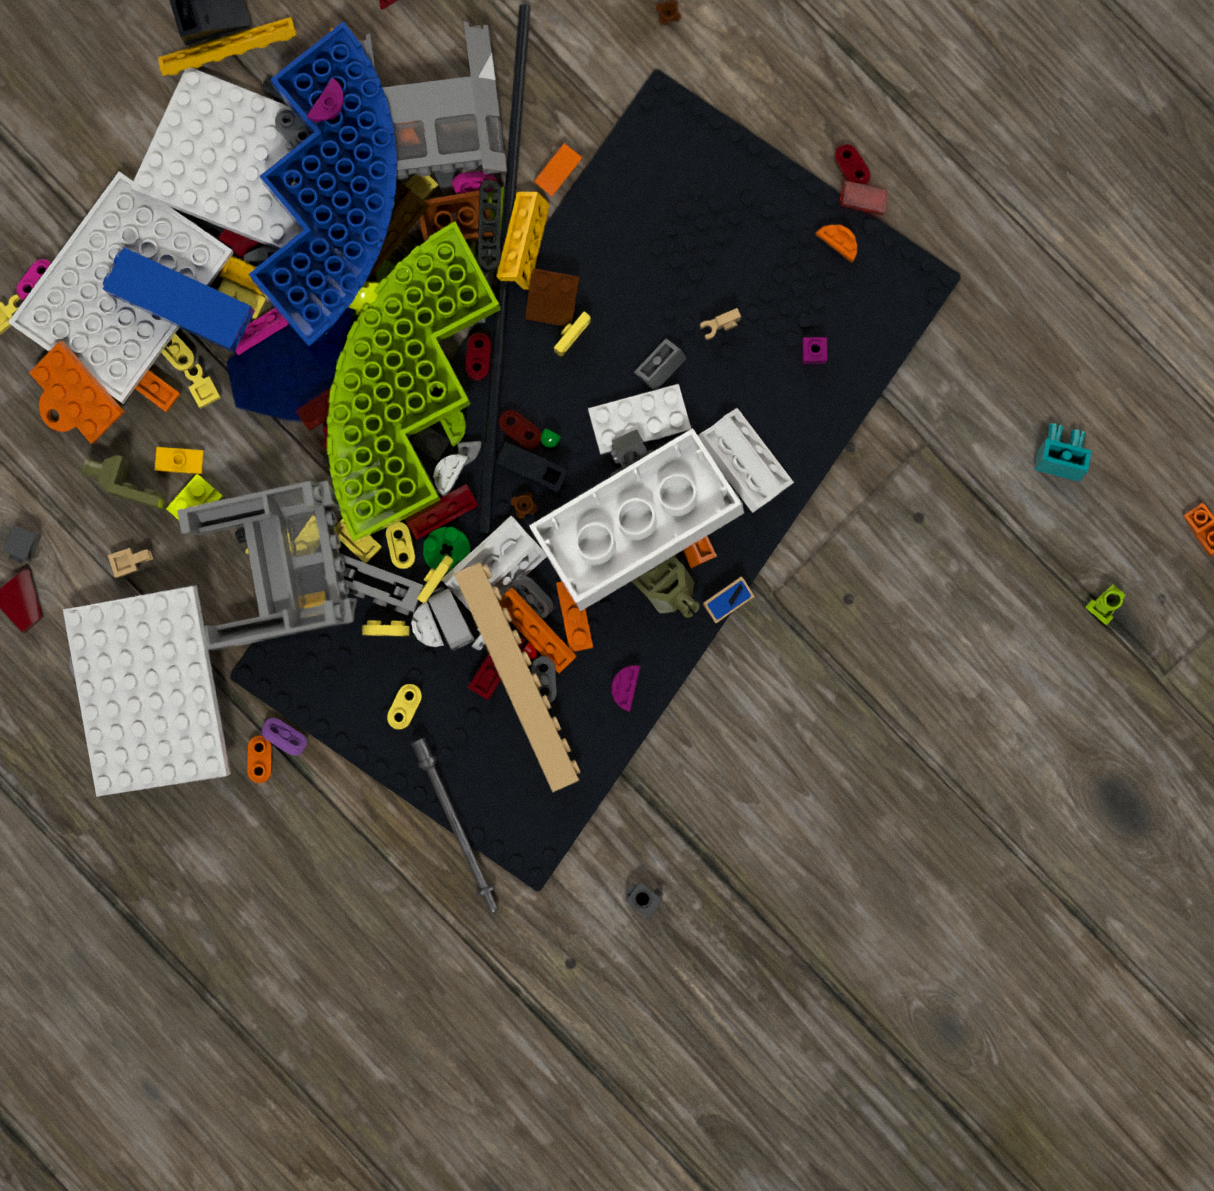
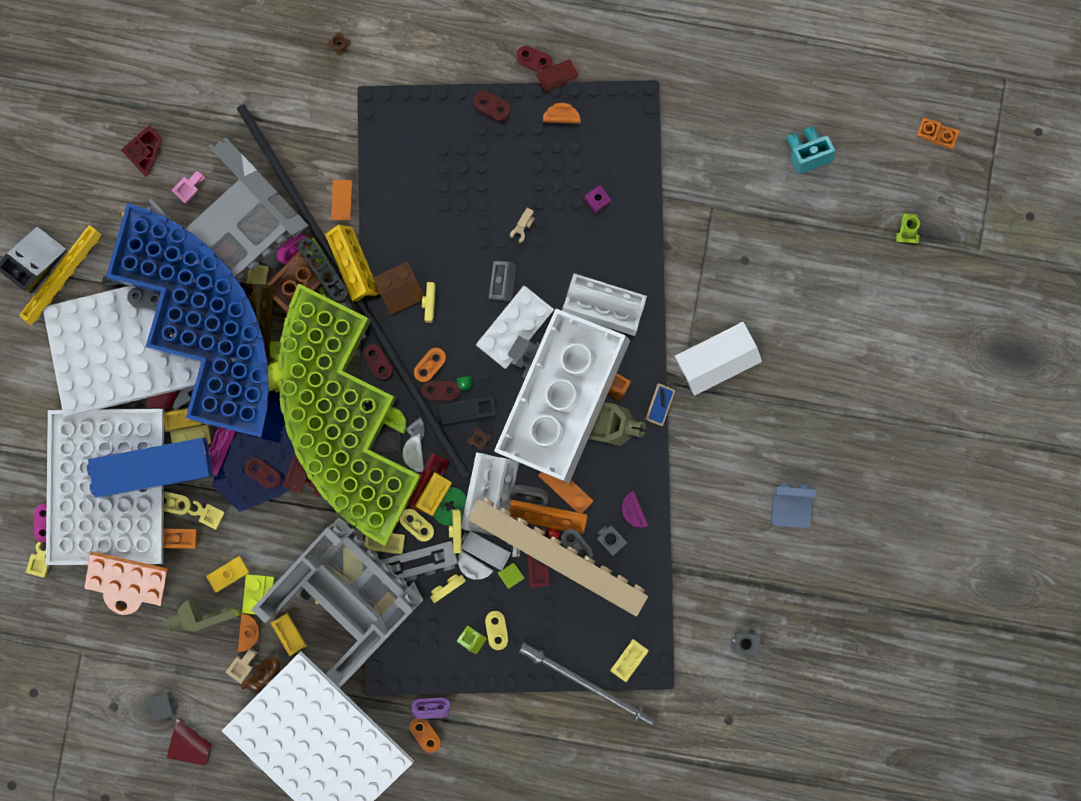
camera: 30 degrees left, 0 degrees up
(141, 584) = (262, 675): none -> reddish brown hair
(158, 533) = (249, 633): none -> orange plate
(196, 562) = (288, 634): none -> yellow plate
(285, 385) = (262, 473): none -> clear red plate
(328, 104) = (157, 265): magenta plate -> none
(373, 698) = (471, 640): none -> lime slope
(412, 49) = (186, 188): none -> bright pink plate
(438, 526) = (433, 494): none -> yellow plate
(457, 662) = (511, 575): none -> lime slope
(514, 831) = (629, 660): none -> light yellow plate
(527, 395) = (429, 364): none -> orange plate
(589, 707) = (619, 543): none -> dark grey brick
(777, 182) = (492, 105): none -> clear red plate
(788, 796) = (792, 505): none -> sand blue bracket
(821, 596) = (718, 358): none -> white slope

